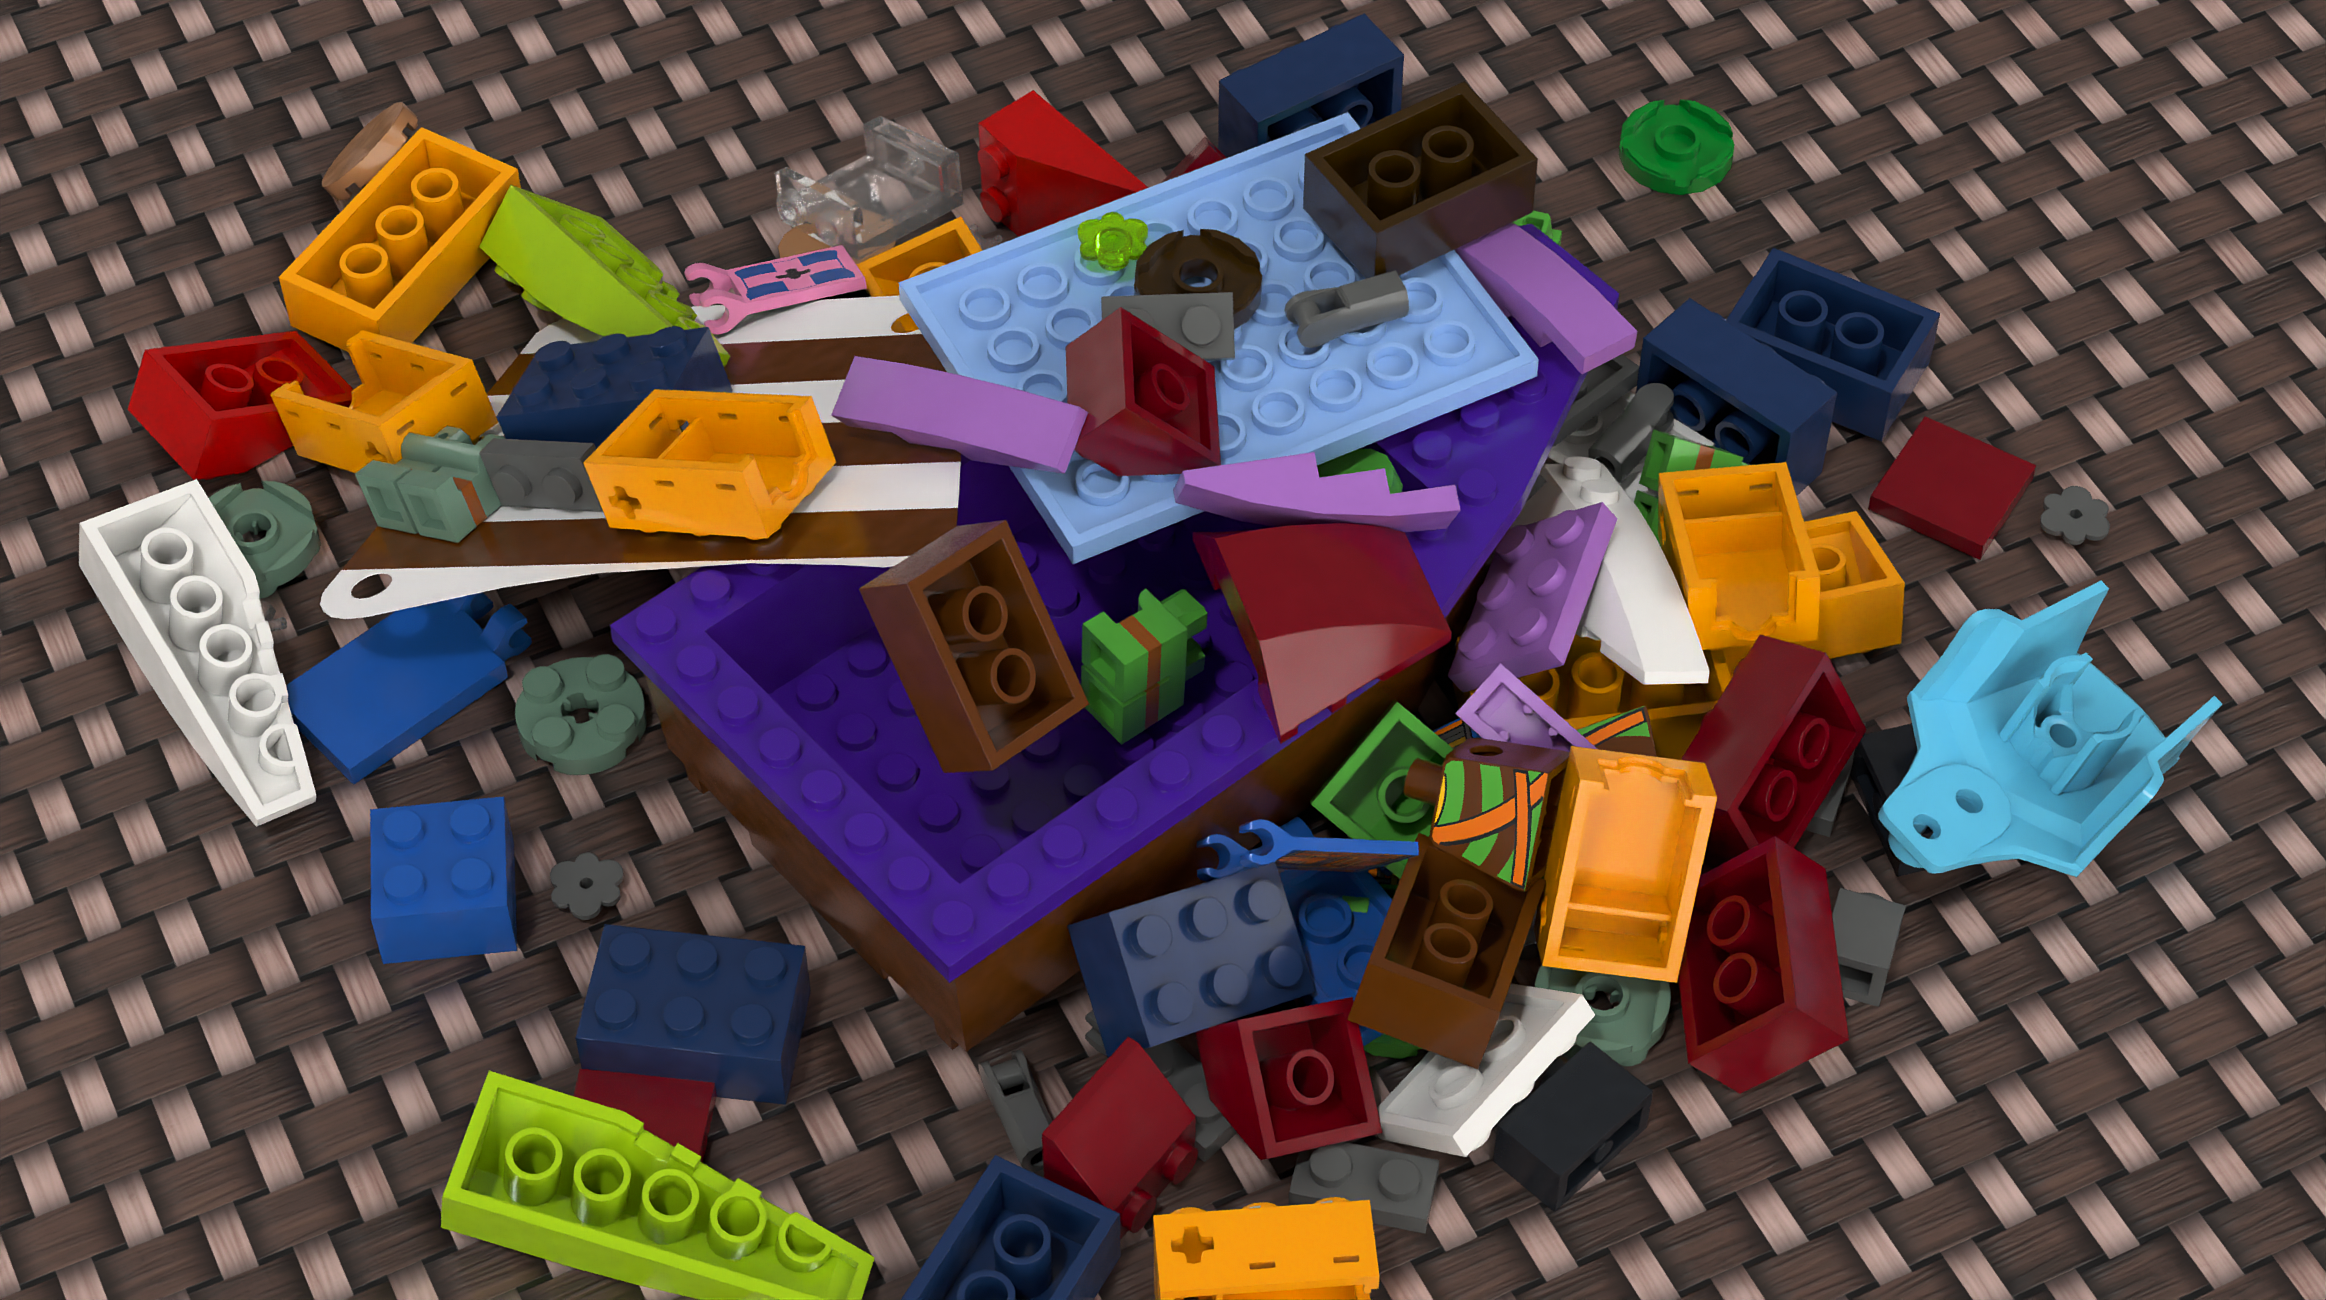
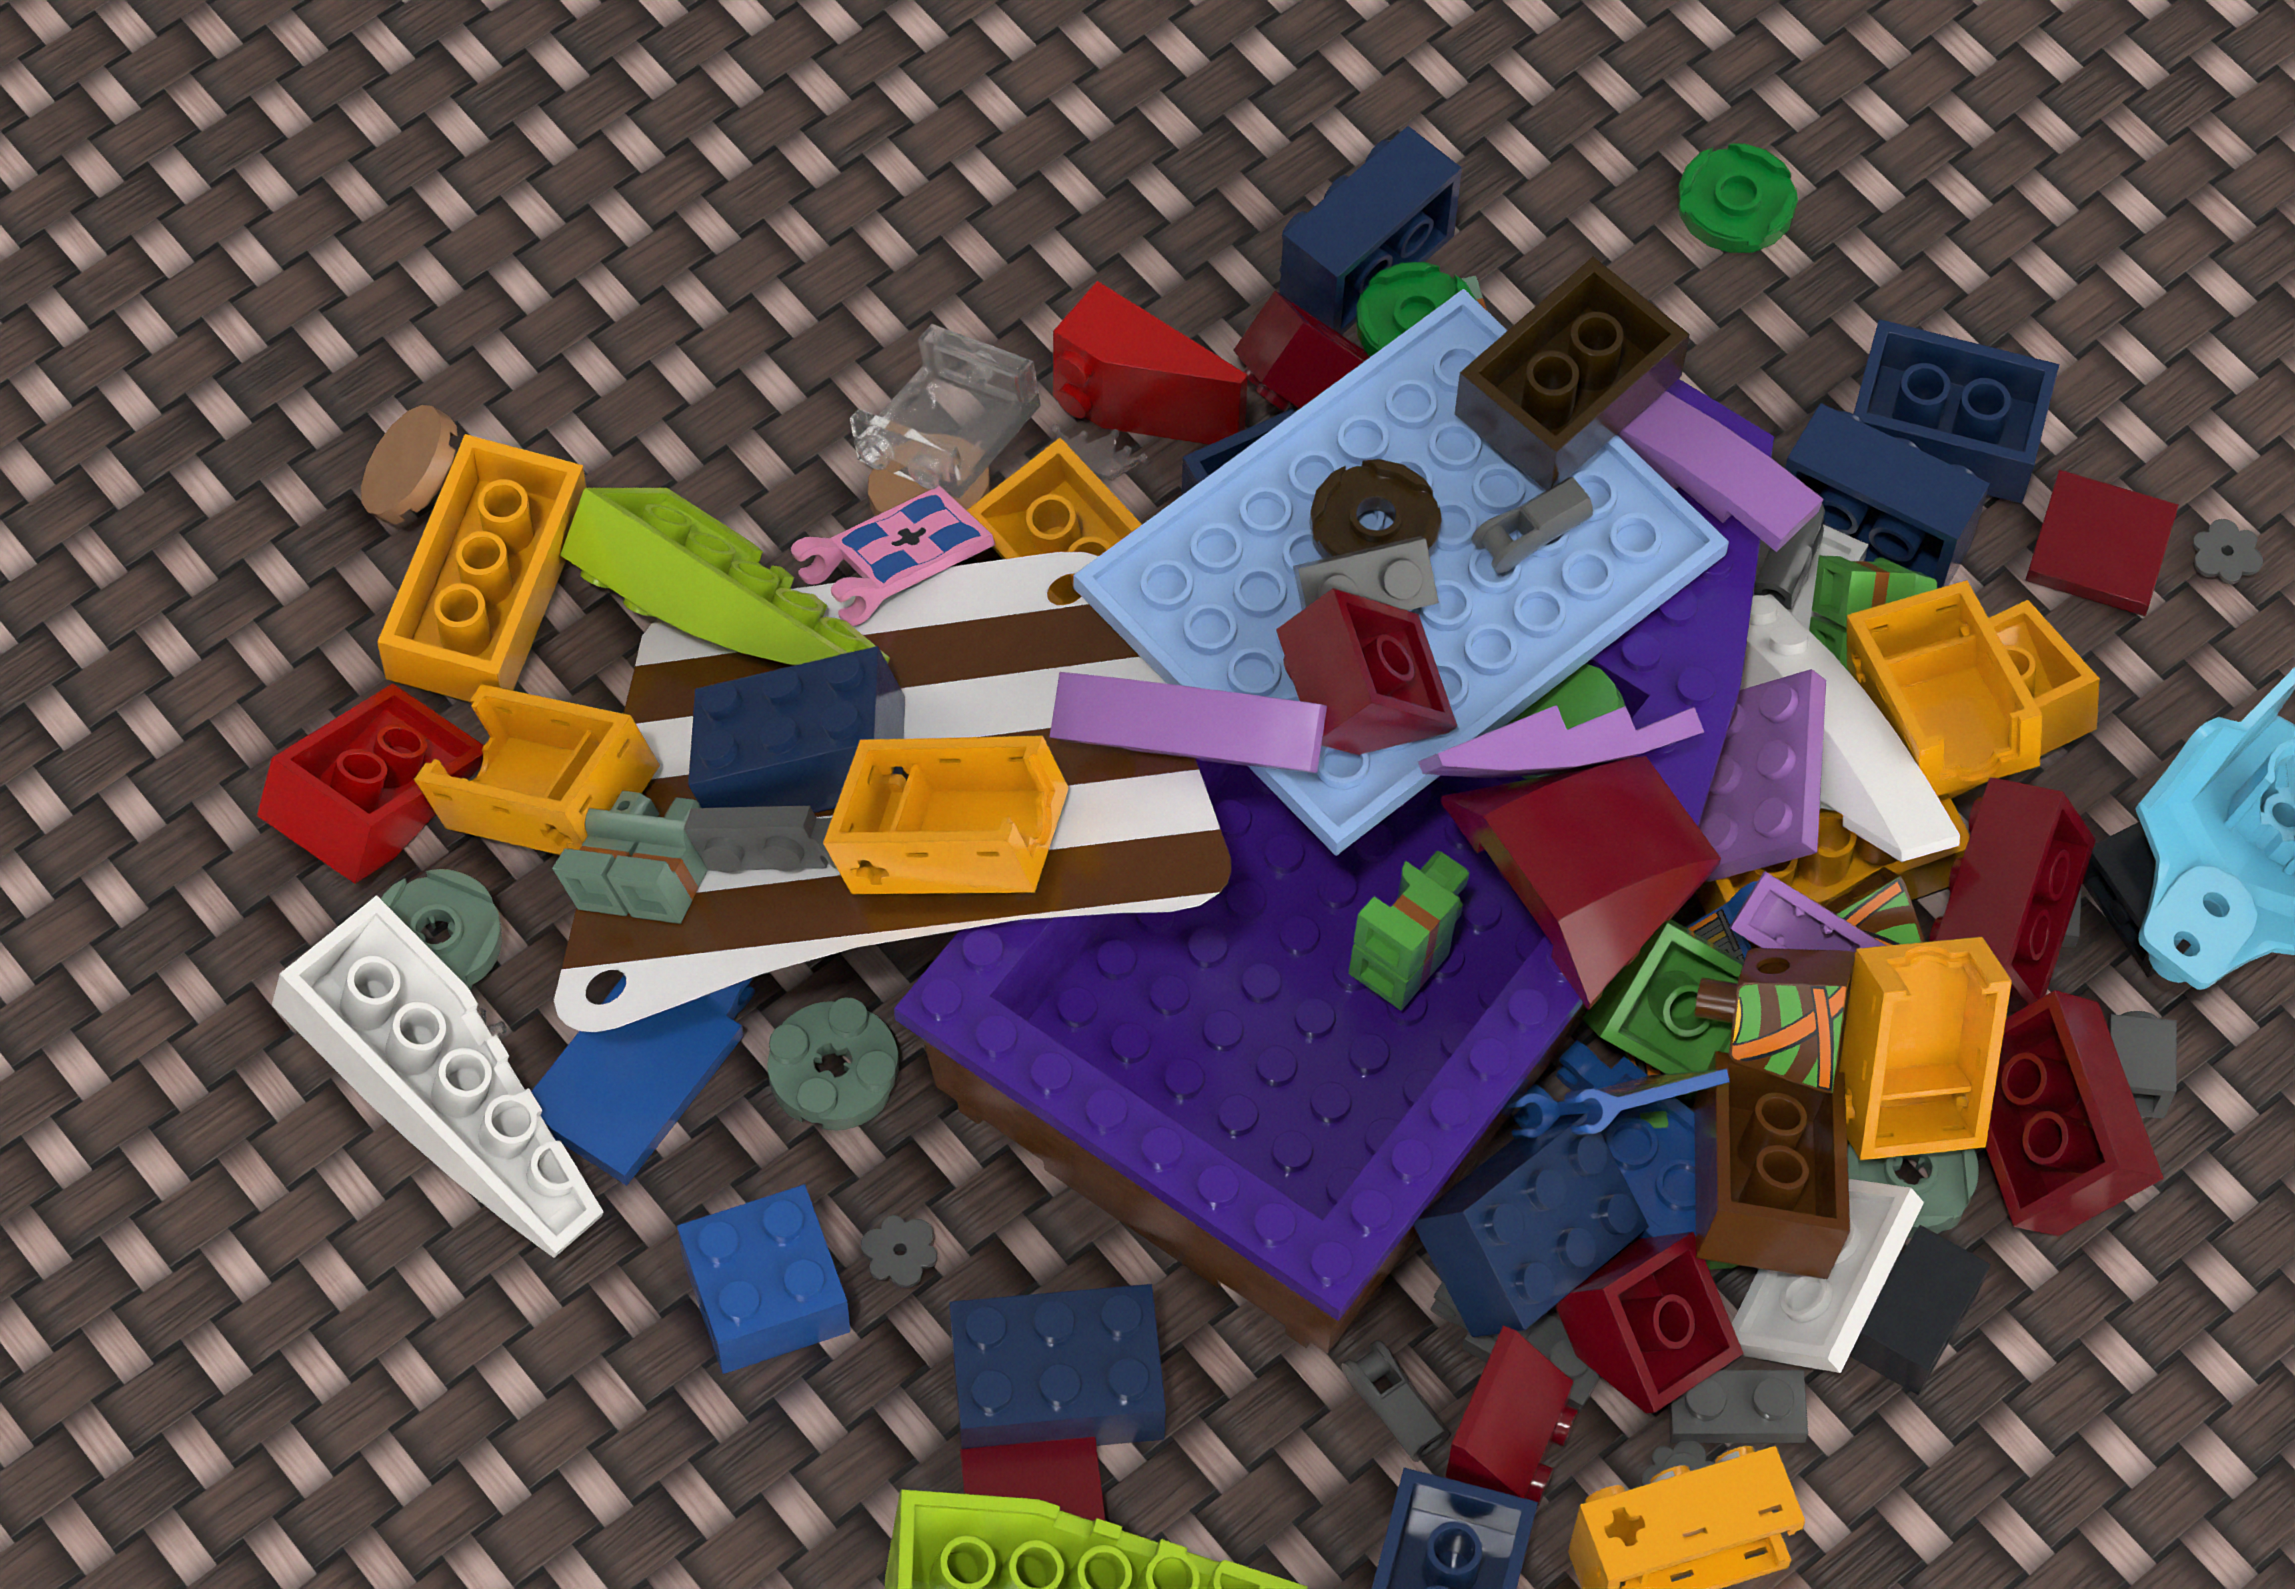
camera: 15 degrees left, 10 degrees up
(974, 647) = (1282, 979): reddish brown brick -> none
(1112, 240) = (1273, 476): clear neon green plant -> none

